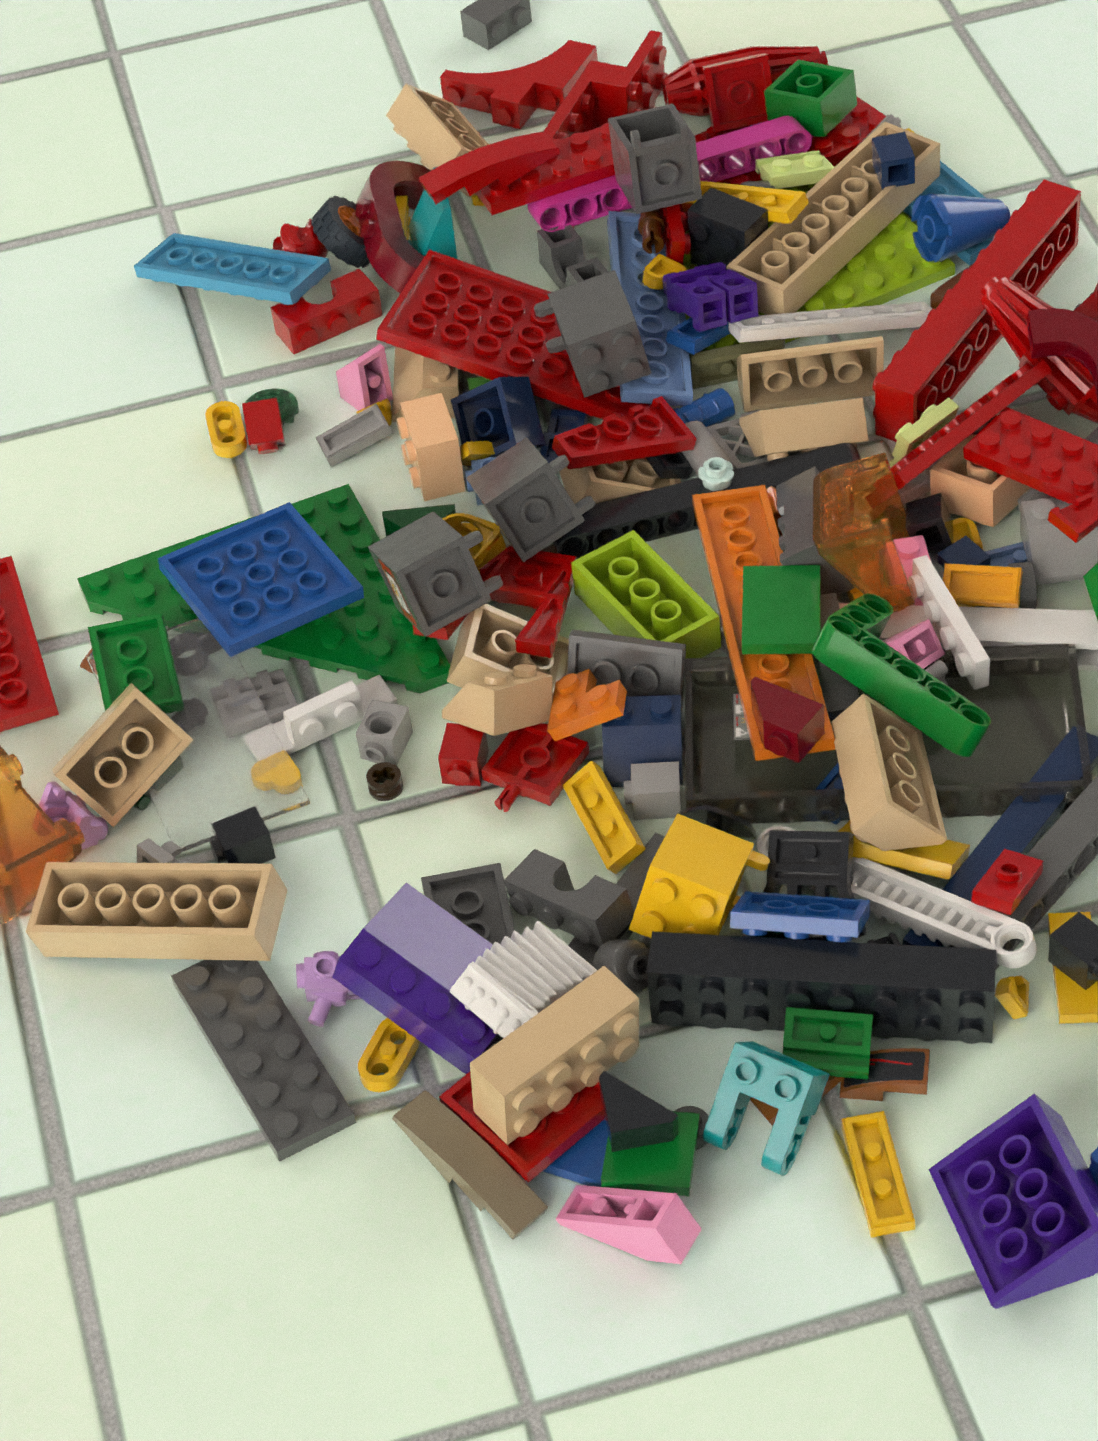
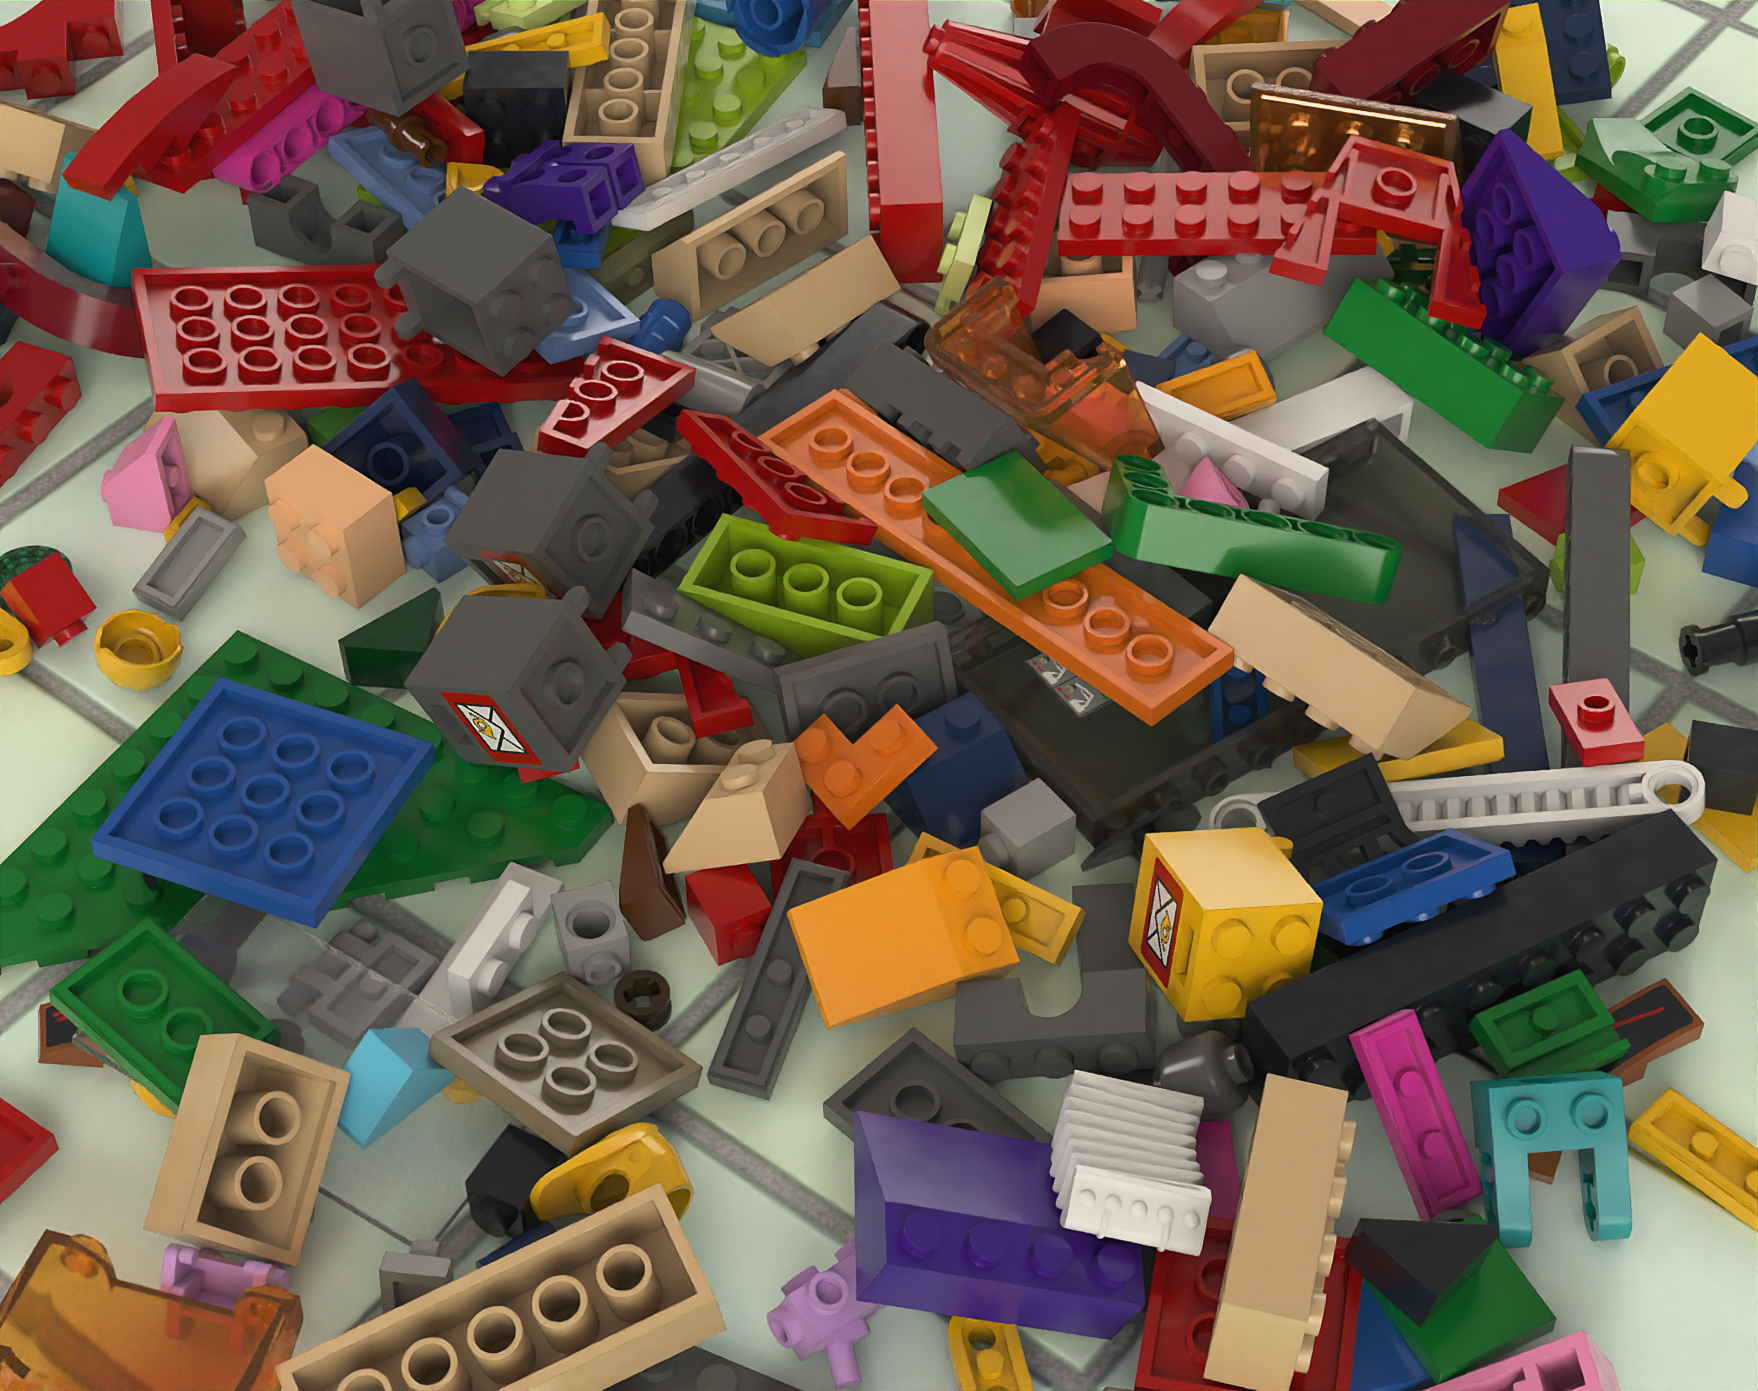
camera: 40 degrees left, 0 degrees up
(218, 754) = (388, 1082): none -> medium azure slope
(288, 471) = (137, 649): none -> yellow hair
(294, 857) = (613, 1171): none -> yellow helmet
(309, 790) = (565, 1062): none -> dark tan plate
(425, 723) = (646, 894): none -> reddish brown slope
(457, 802) = (772, 990): none -> dark grey tile
(527, 811) = (903, 938): none -> light orange slope
(560, 590) = (699, 632): none -> dark grey wing
(669, 525) = (770, 484): none -> red wing
(707, 1038) = (1416, 1114): none -> dark pink tile
(716, 474) = (760, 401): light aqua plate -> none
(786, 720) = (1165, 651): dark red slope -> none

